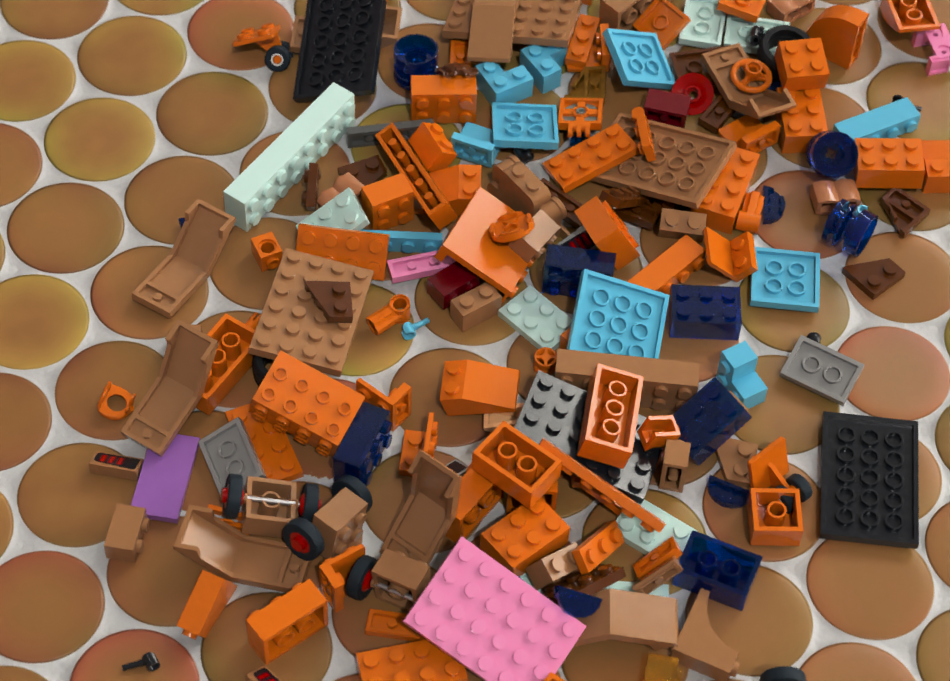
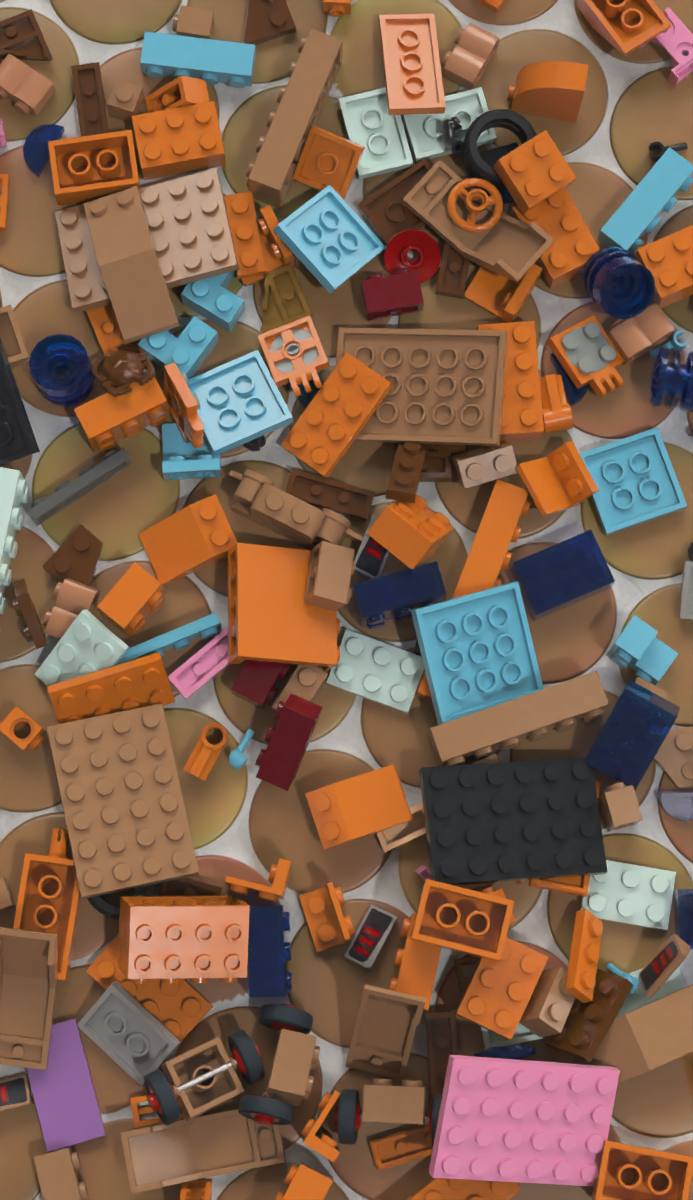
camera: 25 degrees left, 25 degrees up
(333, 299) = (141, 779): reddish brown wing -> none
(417, 176) = (146, 547): orange brick -> none
(432, 146) = (143, 488): orange brick -> none
(450, 324) = (287, 741): none -> dark red brick
(487, 104) = (183, 405): none -> orange piece
(511, 227) = (303, 588): orange tile -> none
(549, 358) = (411, 724): orange wheel -> none
(576, 603) = (600, 1053): clear blue tile -> none
(609, 492) = (558, 888): orange plate -> none
(610, 416) = (533, 798): orange brick -> none
(623, 584) = (616, 971): none -> medium azure hand
(643, 133) = (388, 360): orange hinge -> none
(657, 430) = (599, 774): orange window -> none
(657, 557) = (652, 936): orange plate -> none
(790, 195) = (588, 356): none -> piece

